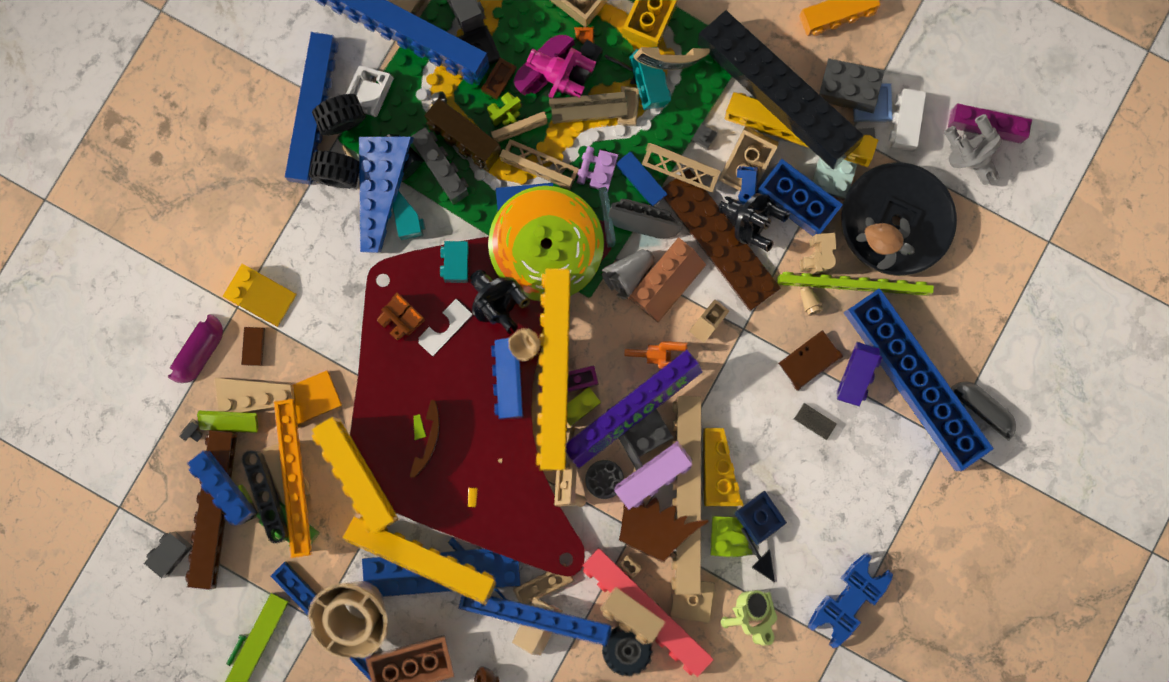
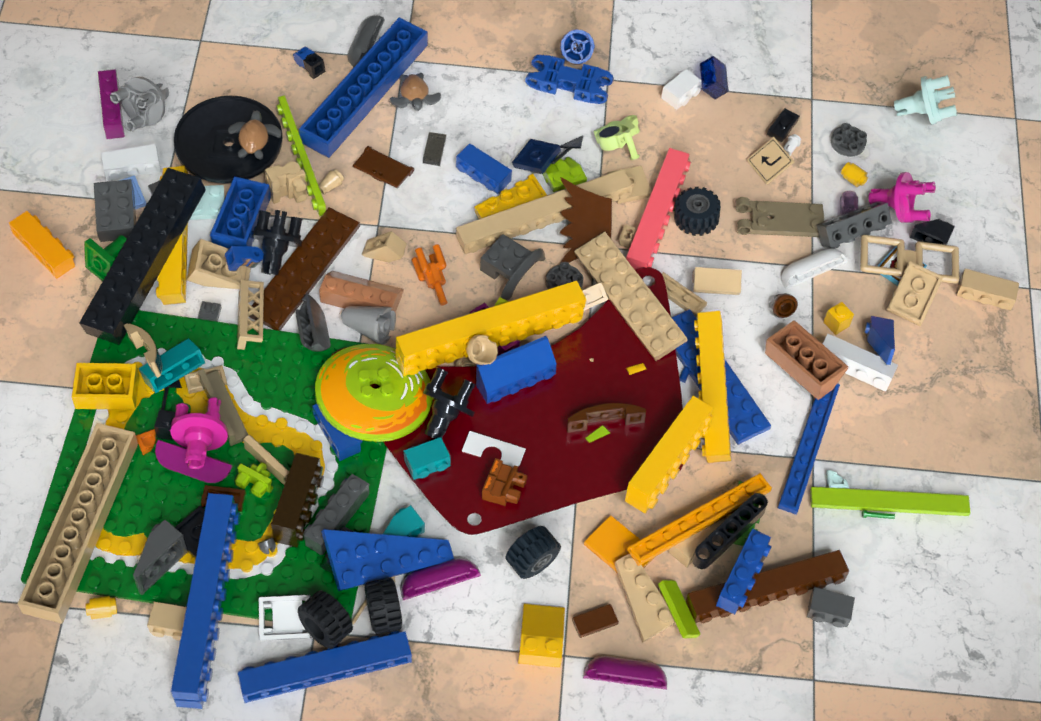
camera: 120 degrees left, 25 degrees down
(191, 431) = (706, 639): dark grey tile -> none
(284, 629) = (835, 480): none -> light aqua tile
(327, 315) = (533, 552): none -> black wheel
(341, 631) = (793, 409): tan cone -> none
(349, 235) = (438, 577): none -> magenta brick
(537, 168) = (303, 428): tan fence -> none
(540, 619) = (709, 272): blue tile -> none
(551, 529) = (631, 296): none -> tan plate
(603, 169) = (280, 377): lavender plate -> none
(607, 220) = (320, 356): clear light blue tile -> none
(631, 616) = (668, 208): tan brick -> none
(632, 408) = (488, 259): dark purple brick -> none
(641, 179) = (274, 343): blue tile -> none
(653, 475) = (543, 233): lavender brick -> none
(767, 457) = (483, 168): none -> blue brick
(796, 60) = (99, 259): none -> green plant
(859, 374) = (380, 123): dark purple brick -> none
(886, 626) = (584, 47): none -> blue cylinder
(893, 429) = (414, 91): none -> animal
(974, 338) = (310, 62): none -> black leg

